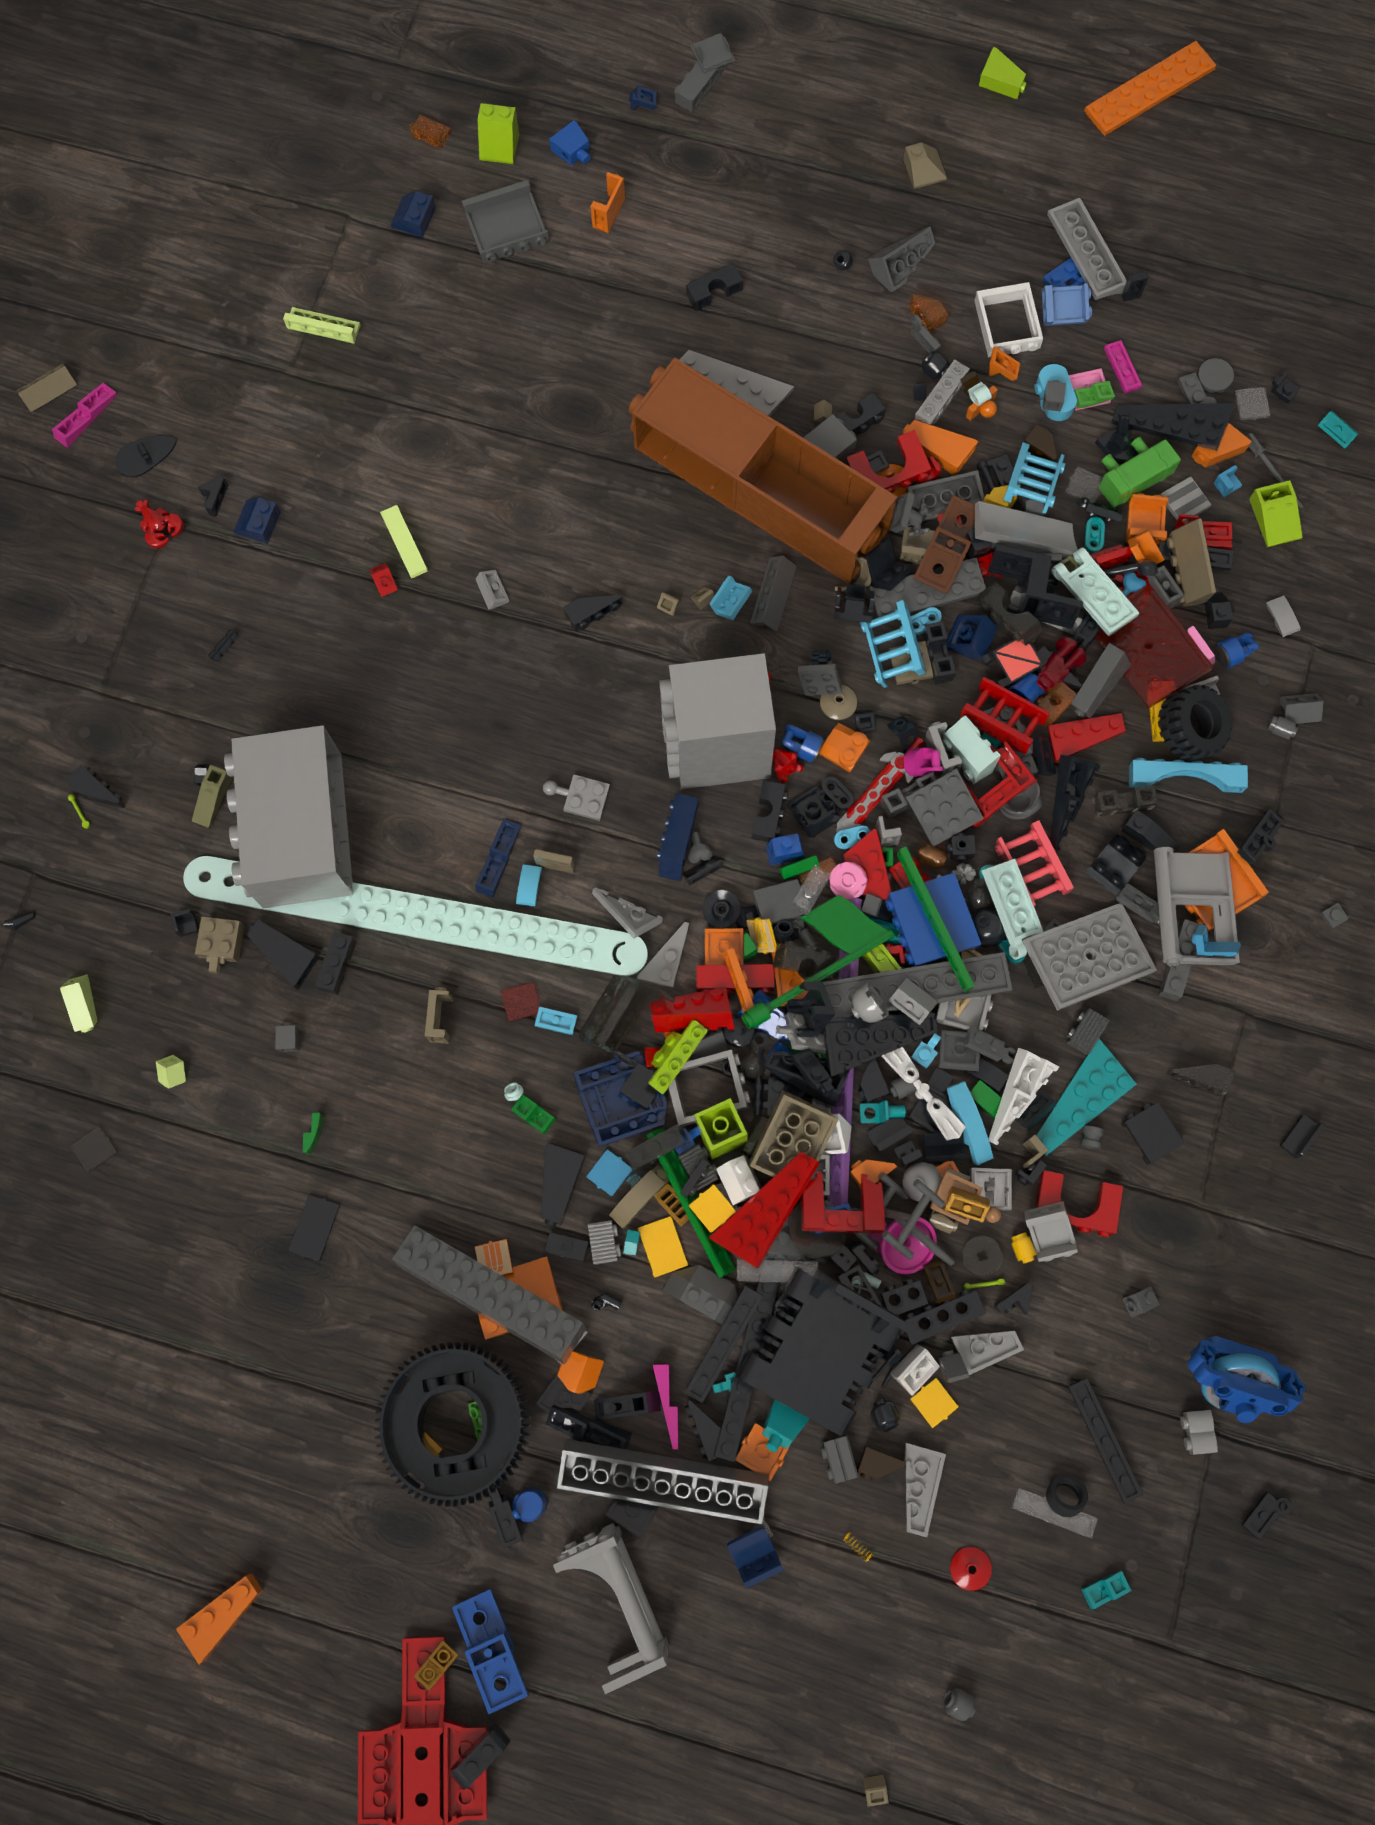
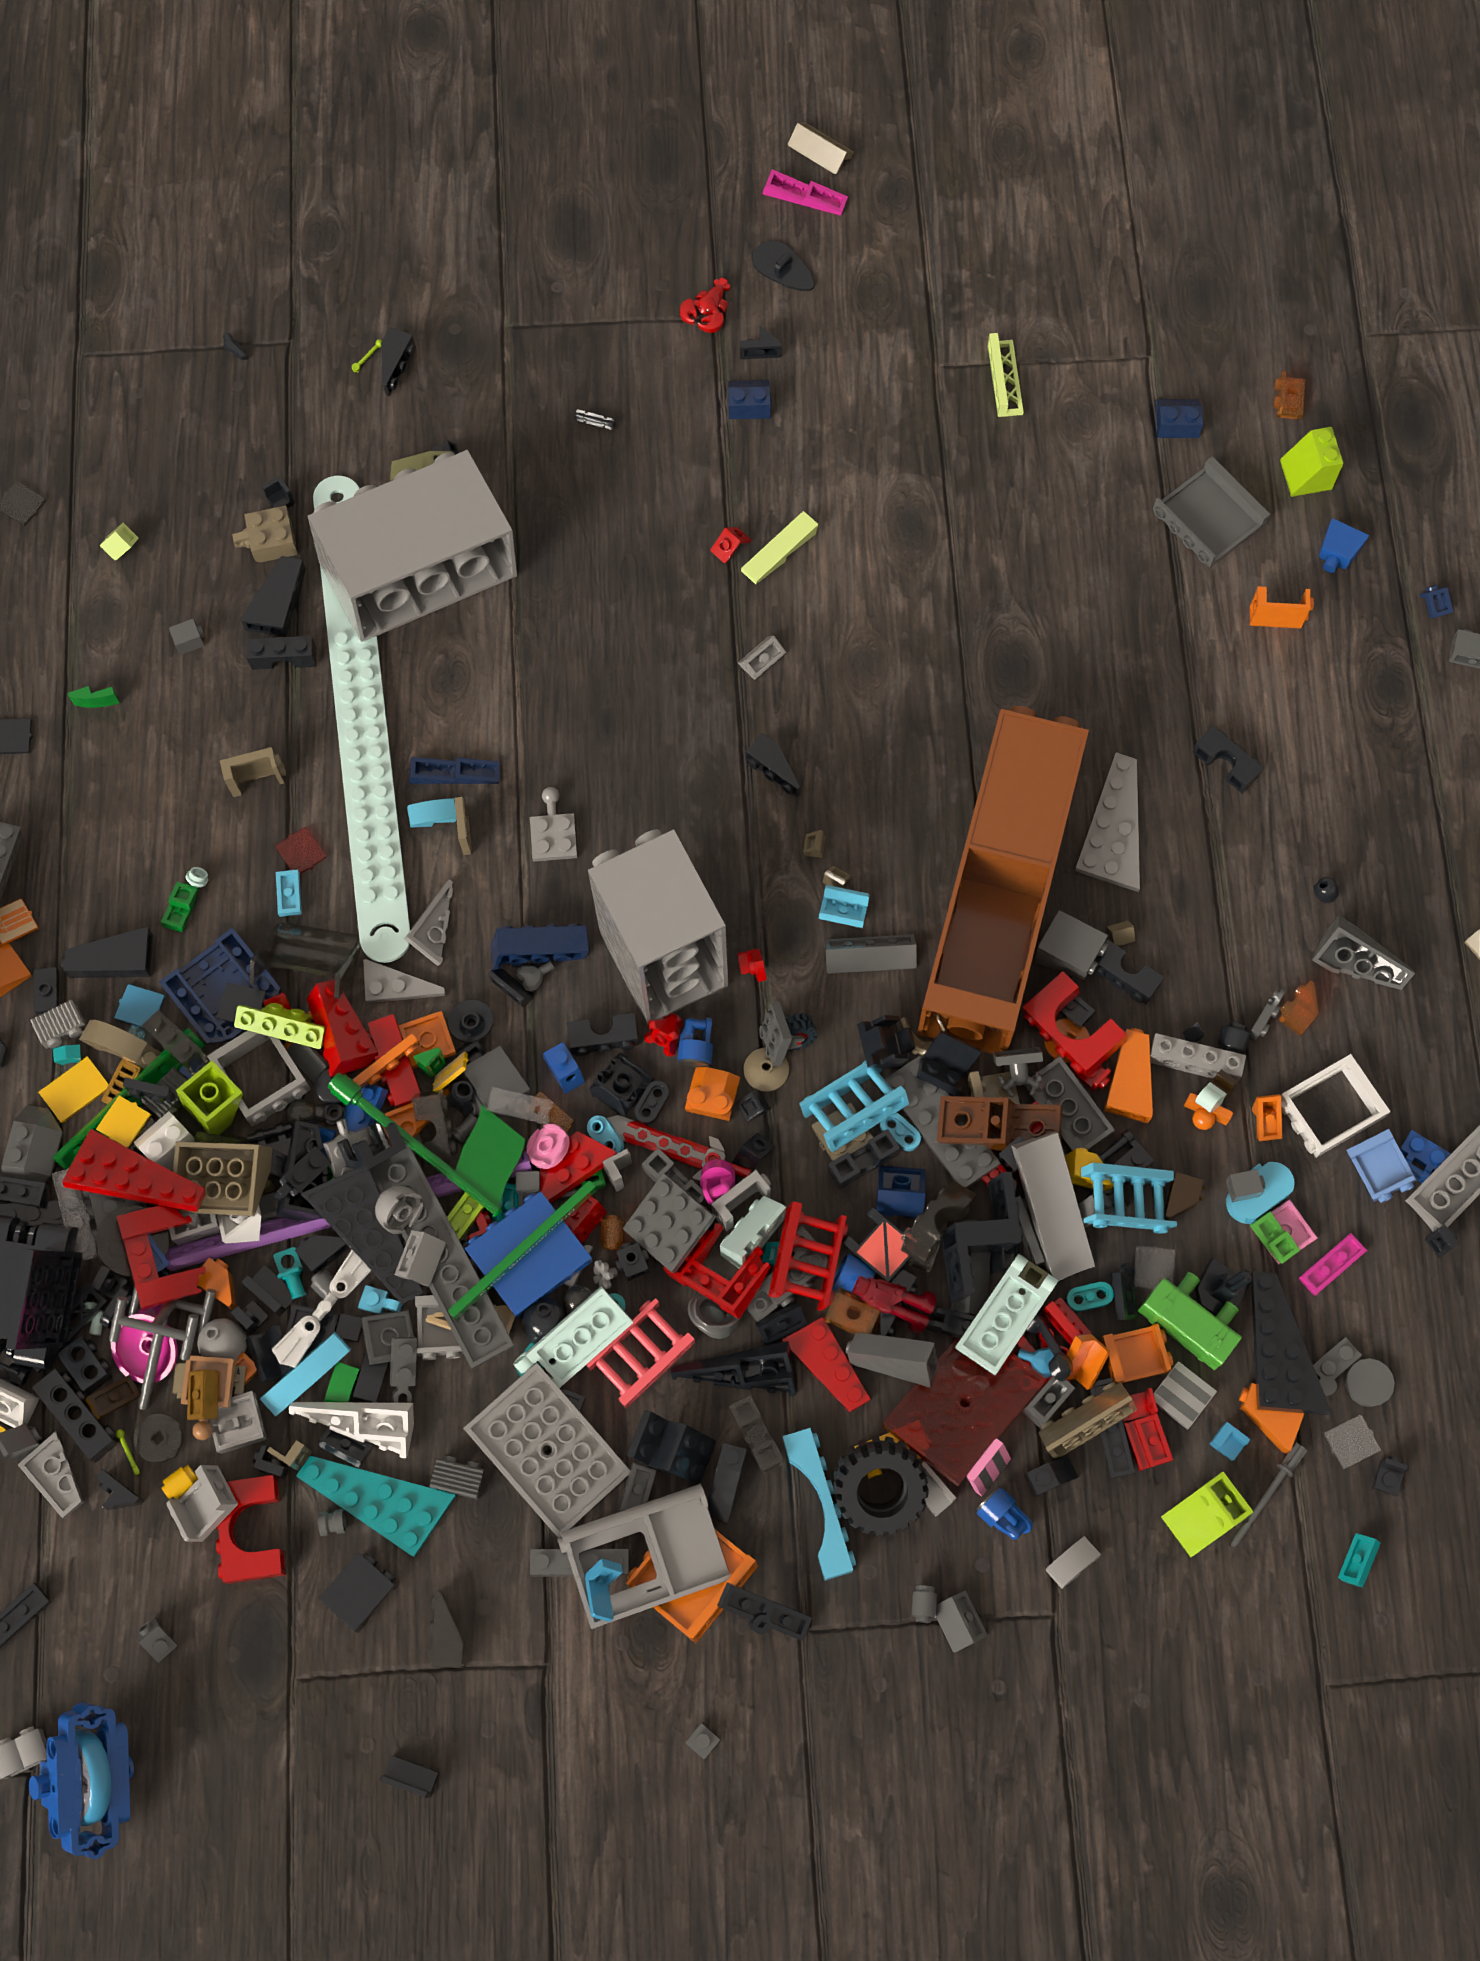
camera: 70 degrees right, 5 degrees down
(79, 1003) = (163, 431): yellowish green slope -> none
(798, 867) = (548, 1087): green slope -> none

